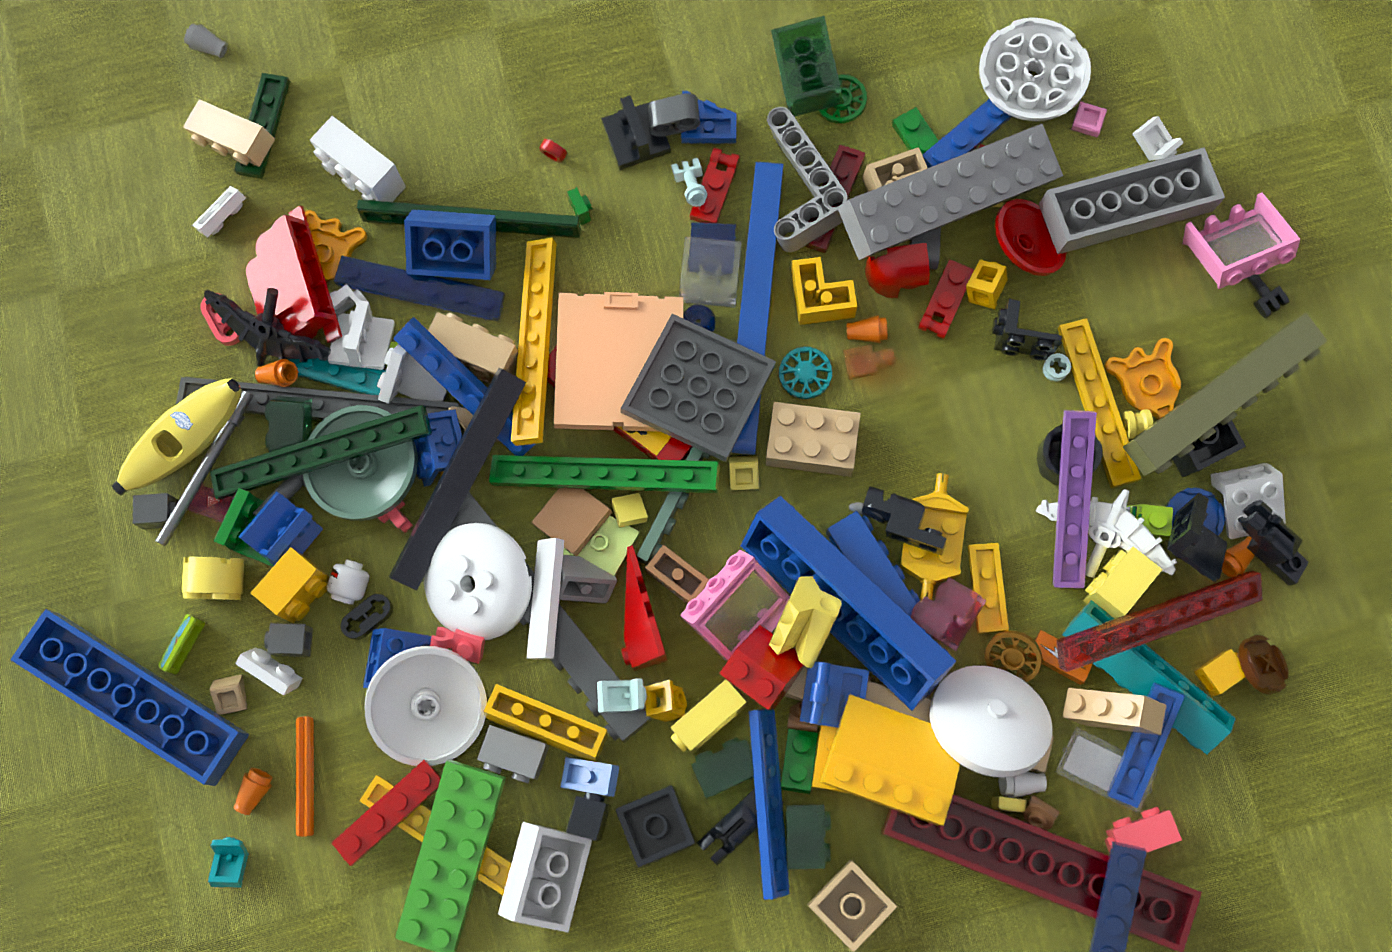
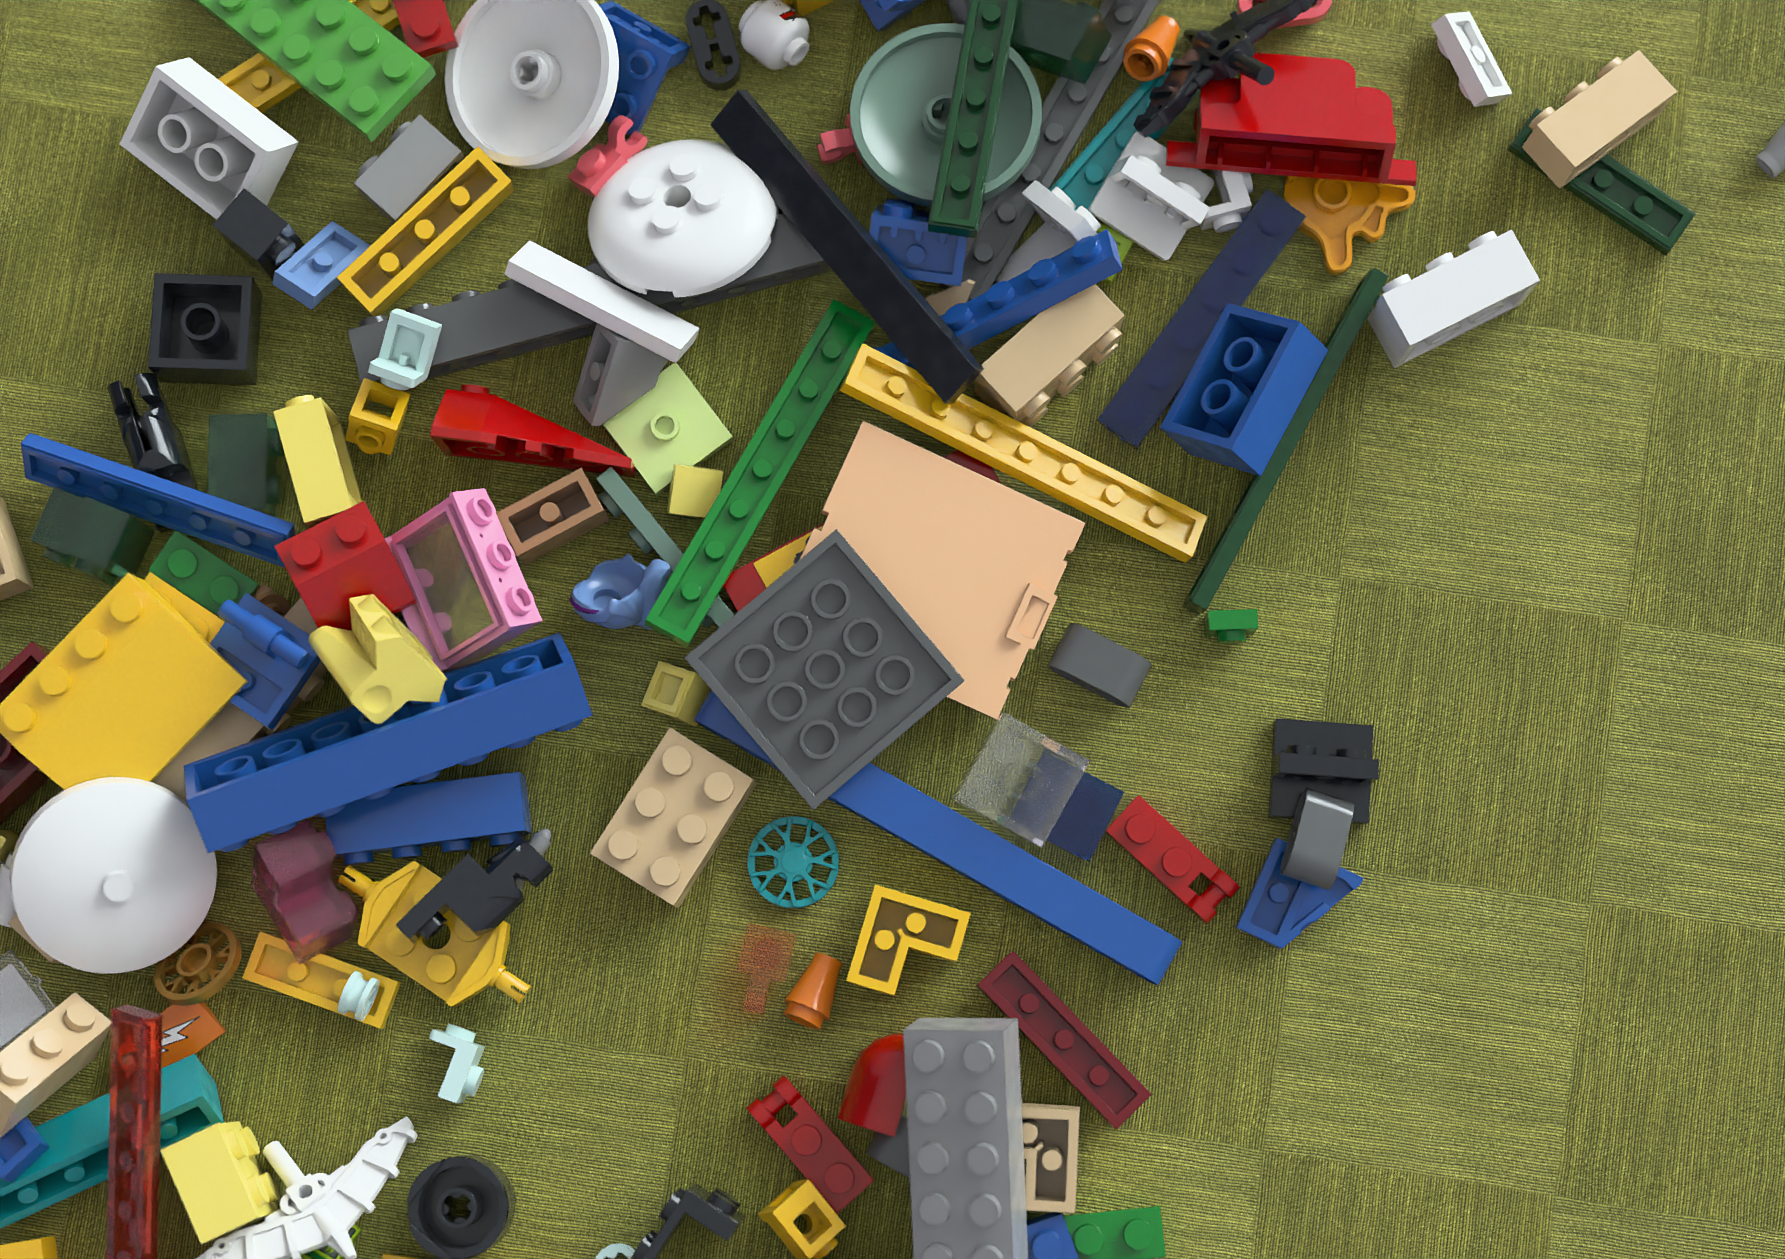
camera: 110 degrees right, 5 degrees up
(553, 150) = (1347, 621): red tile -> none
(573, 517) = (719, 399): medium nougat tile -> none
(630, 261) = (1099, 665): none -> dark grey beam
(695, 193) = (1160, 813): light aqua hinge -> none
(703, 313) = (949, 746): clear blue plate -> none
(703, 520) = (620, 592): none -> medium blue hair
(807, 66) = (1310, 1101): clear green brick -> none
(812, 175) = (1105, 1014): light grey beam -> none
(848, 100) = (1237, 1139): green wheel -> none
(988, 557) = (358, 995): none -> light aqua bush
(997, 489) = (463, 1072): none -> light aqua bracket
(1074, 498) = (380, 1170): medium lavender plate -> none

